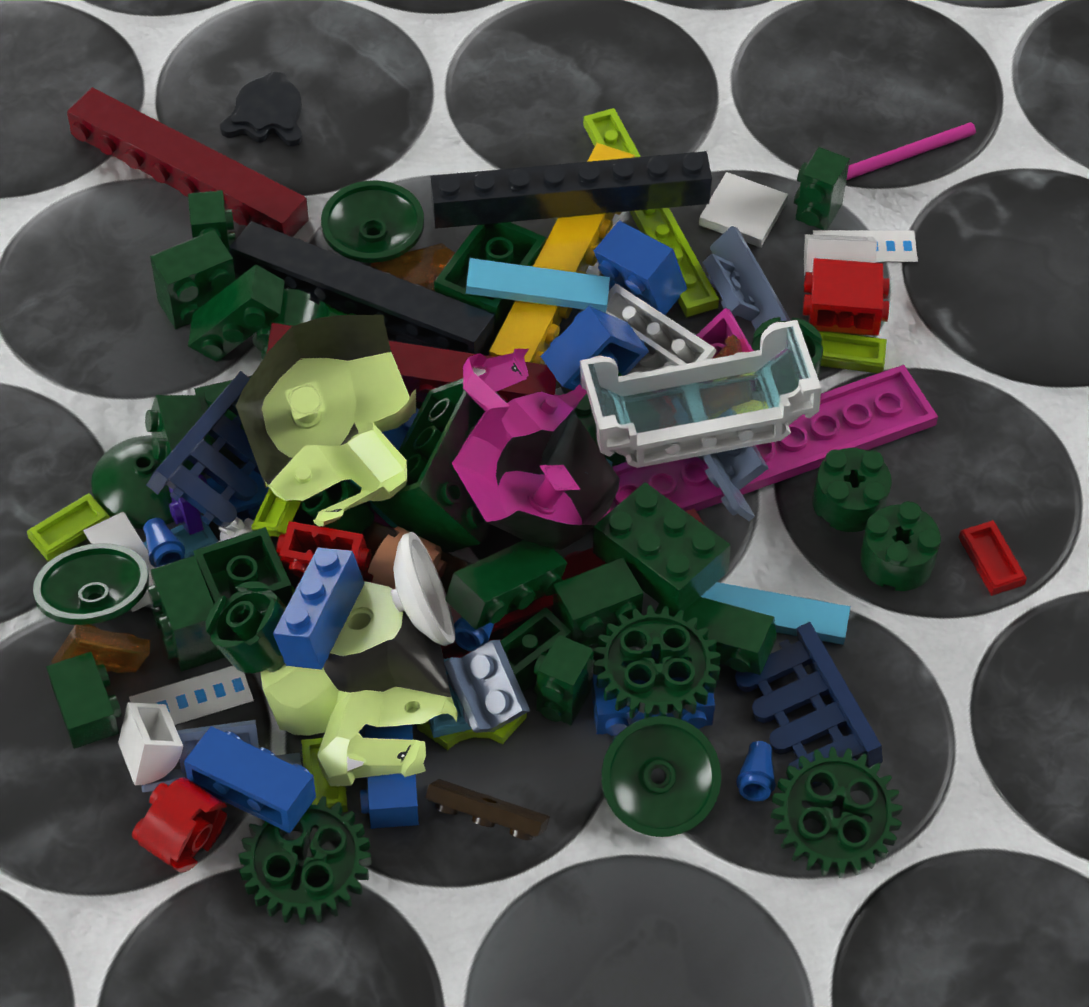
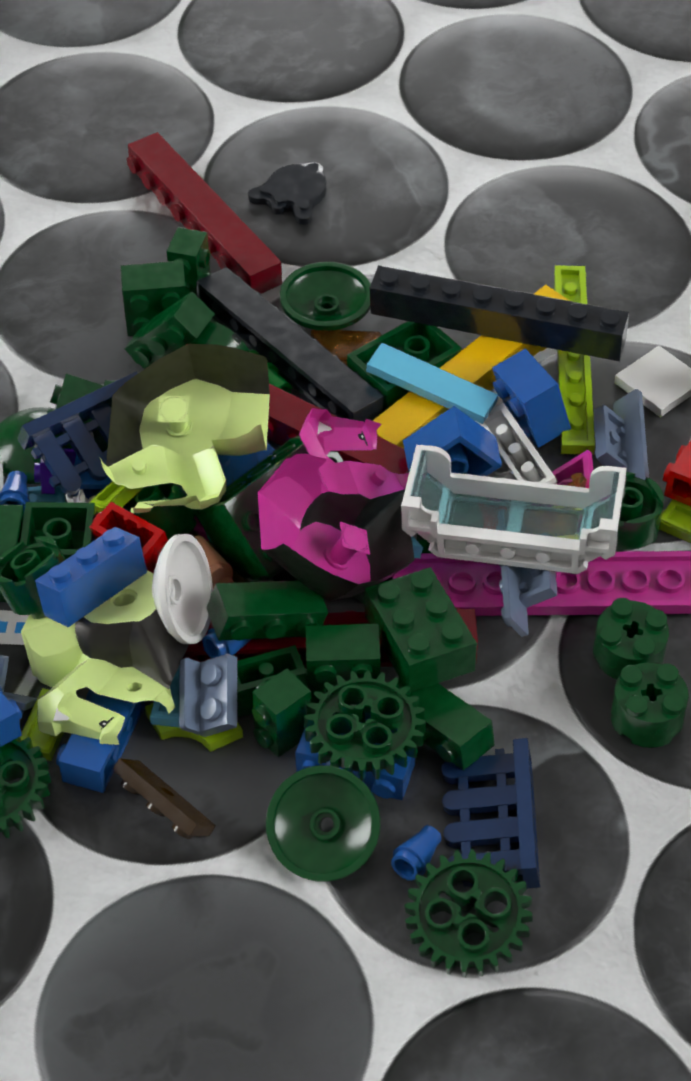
camera: 25 degrees right, 5 degrees down
(789, 611) = (509, 722): medium azure tile -> none

